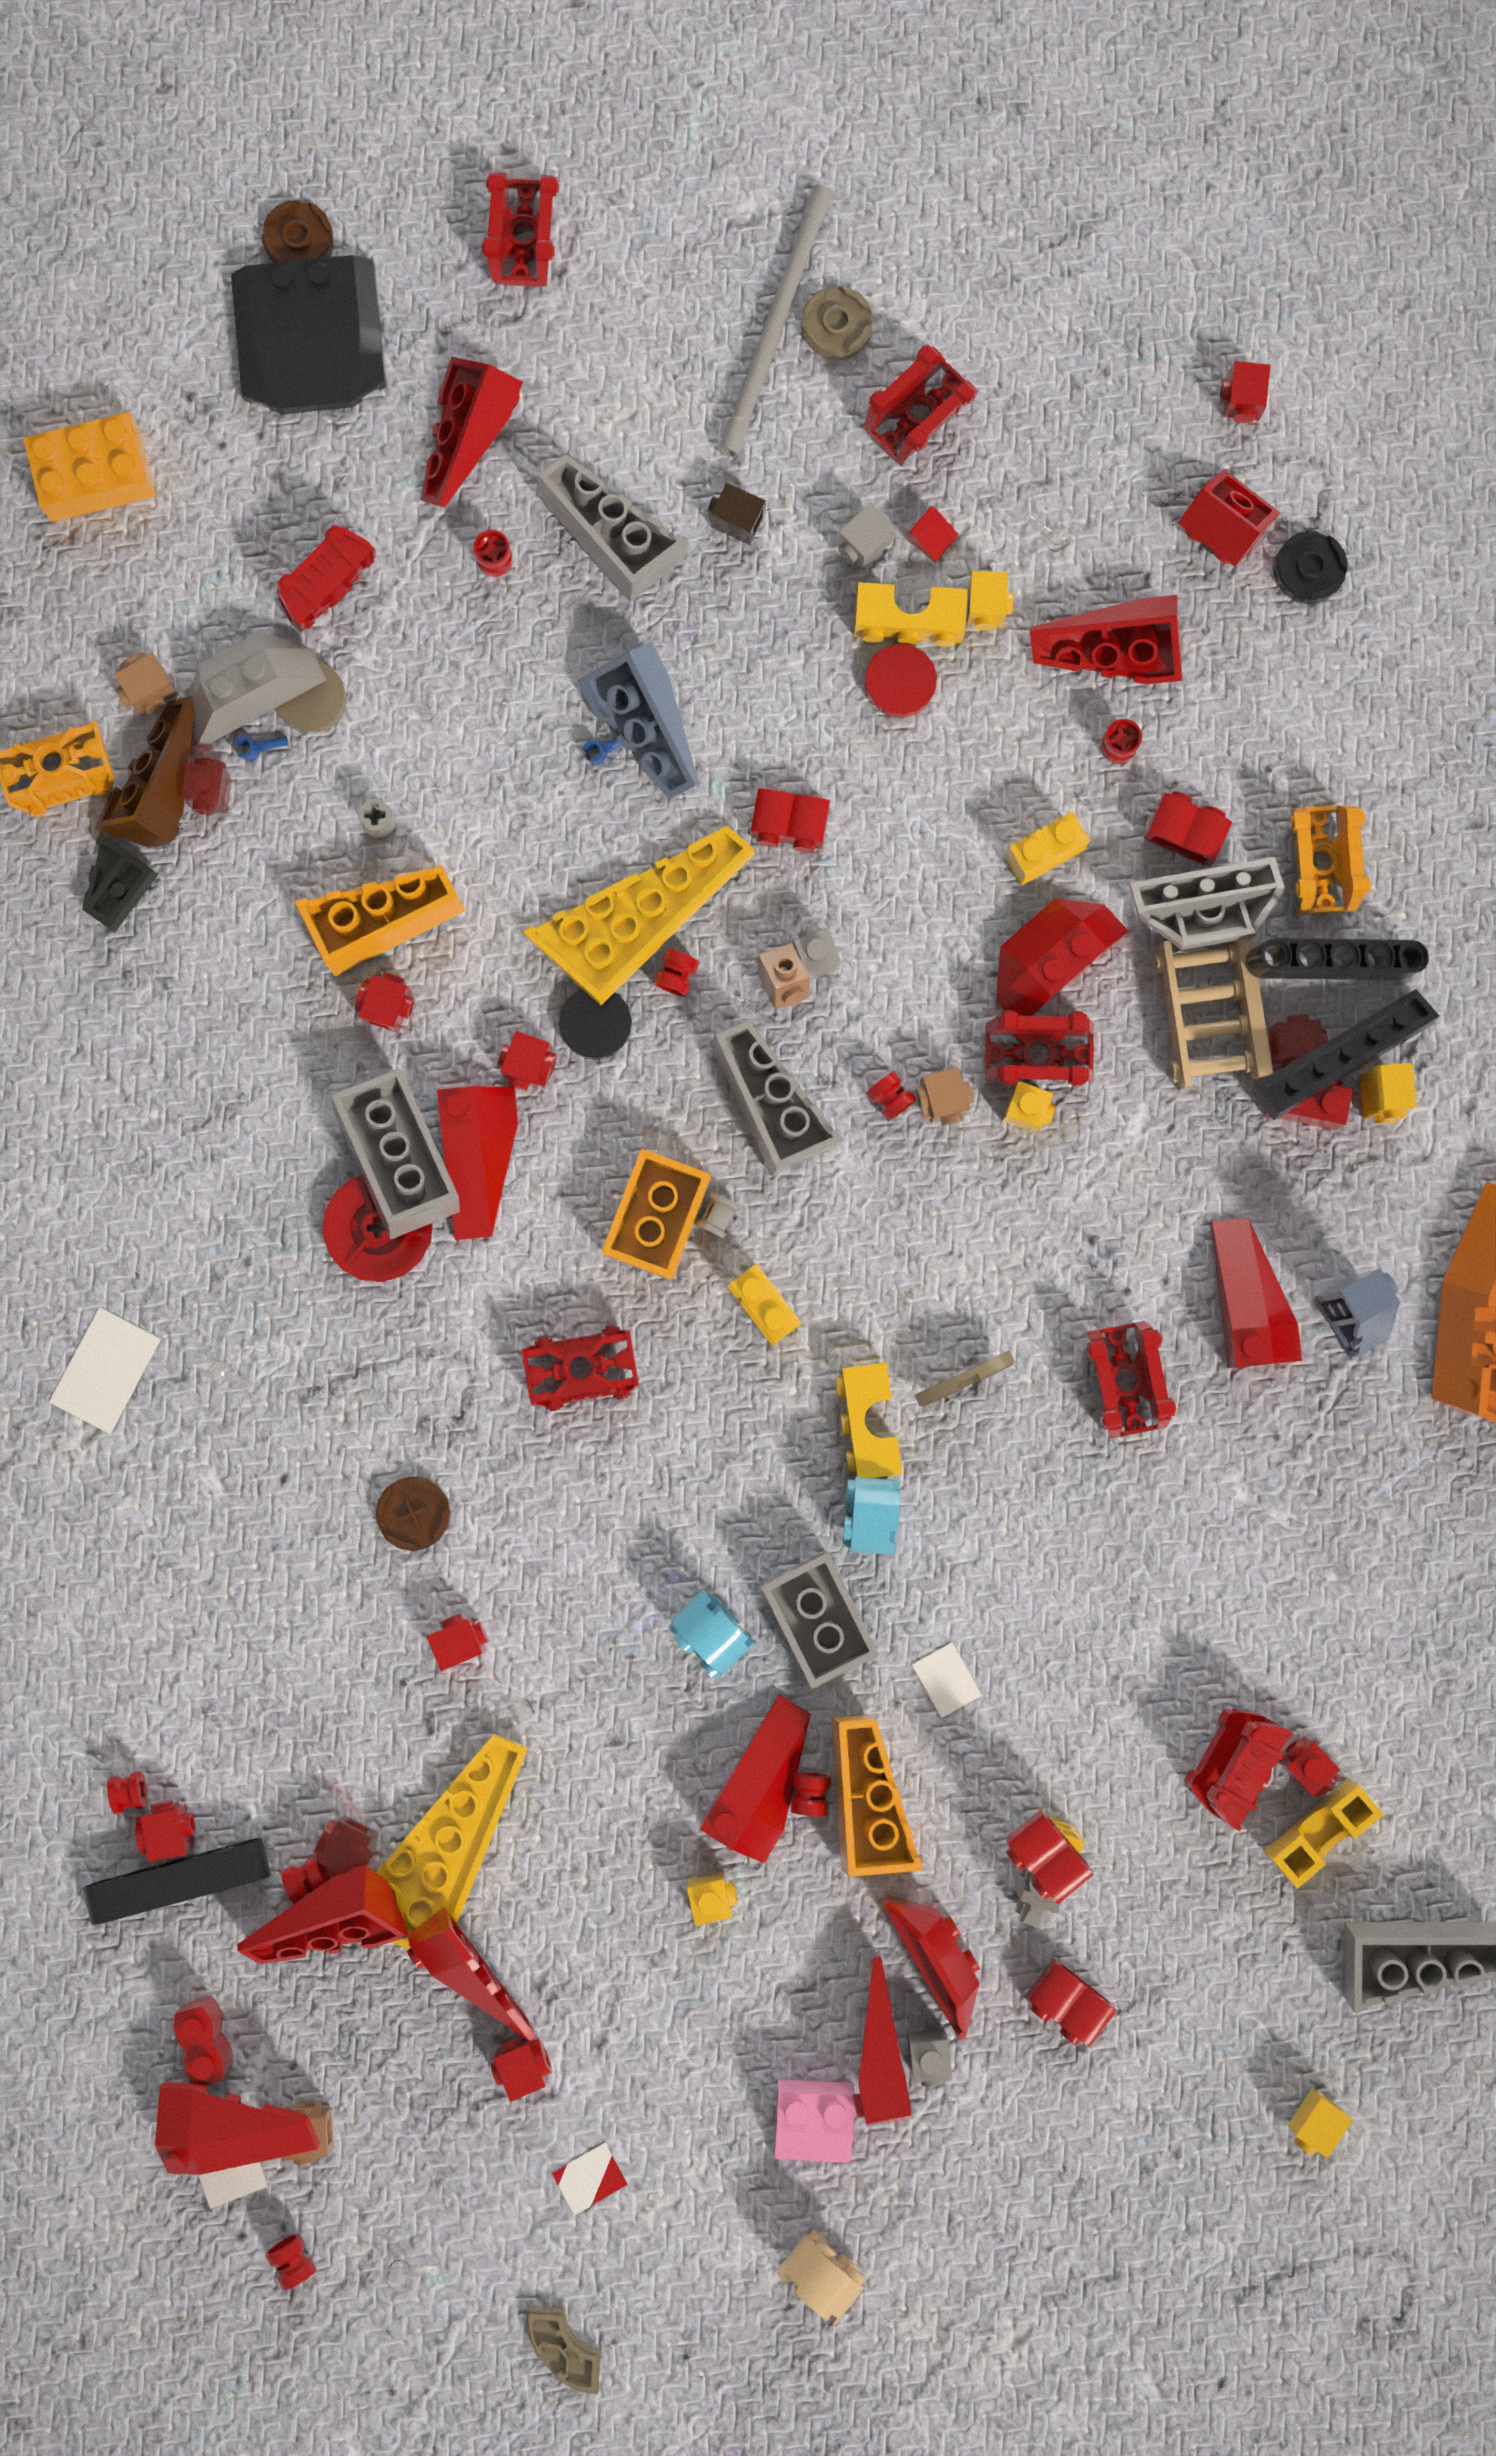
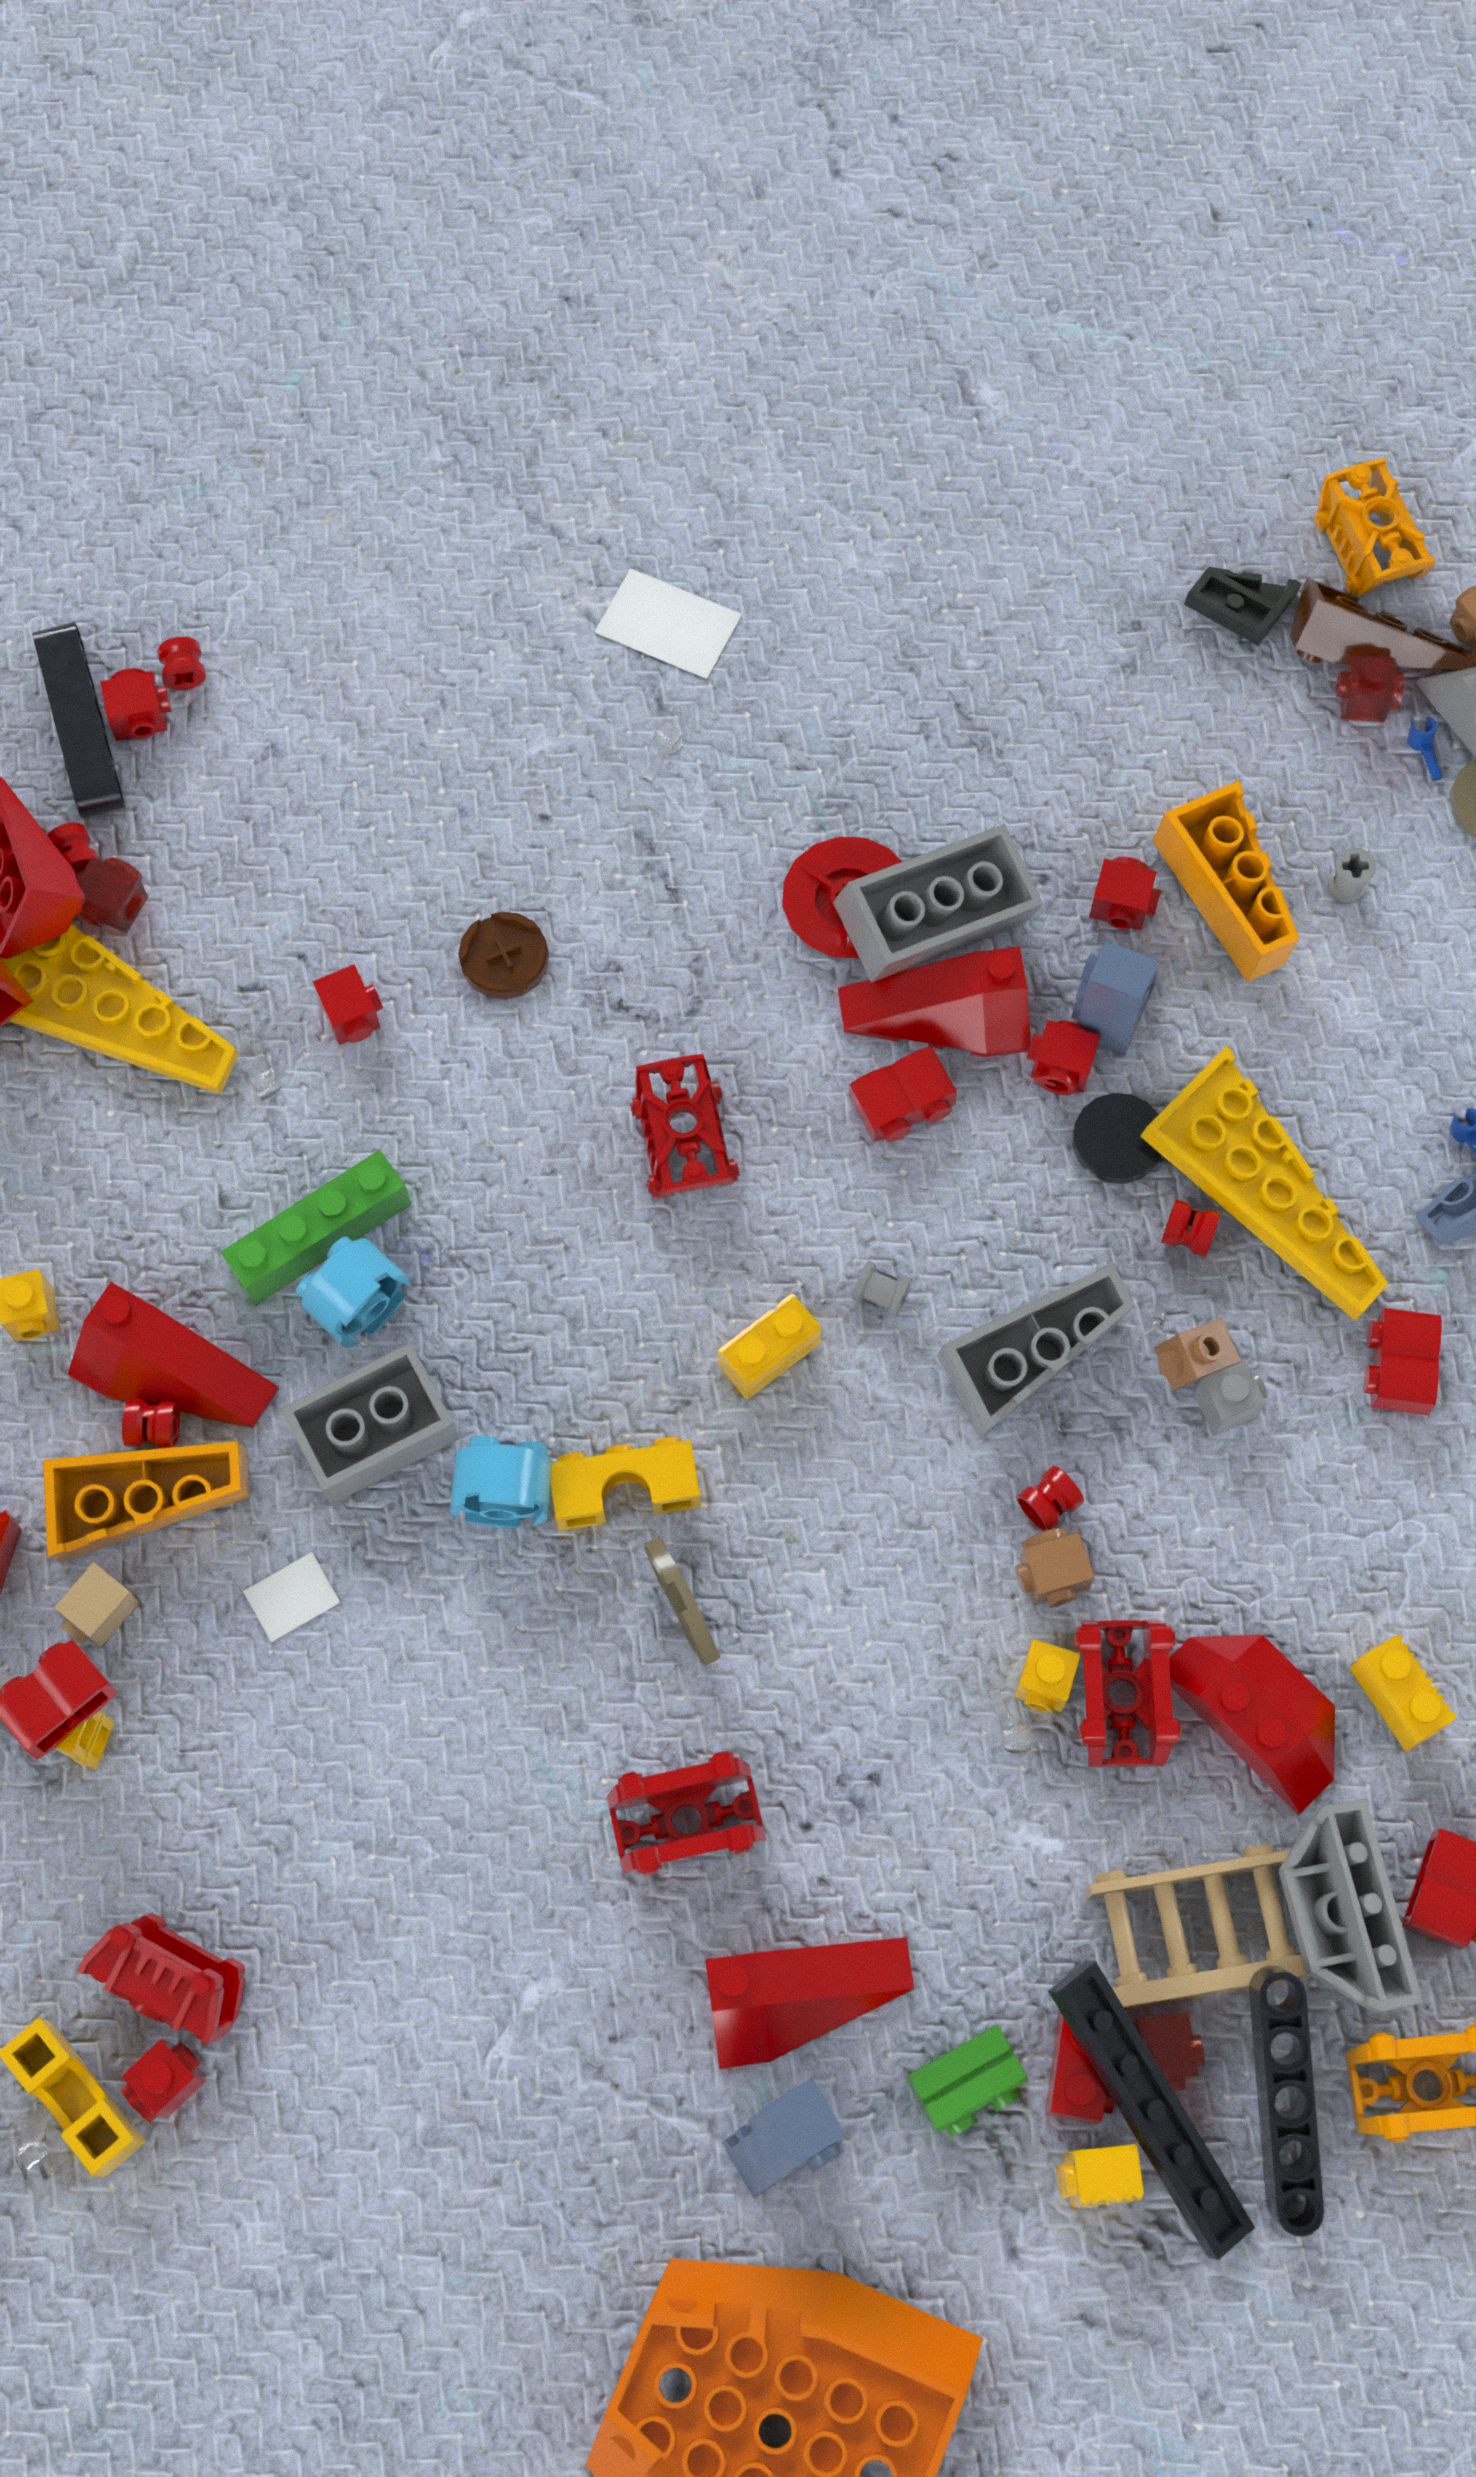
camera: 90 degrees right, 15 degrees down
(482, 1014) = (1114, 994): none -> sand blue wedge
(555, 1191) = (903, 1094): none -> red brick
(652, 1665) = (307, 1230): none -> bright green brick
(656, 1214) = (878, 1210): light orange brick -> none
(955, 1832) = (95, 1606): none -> tan brick
(1317, 1183) = (968, 2080): none -> bright green brick

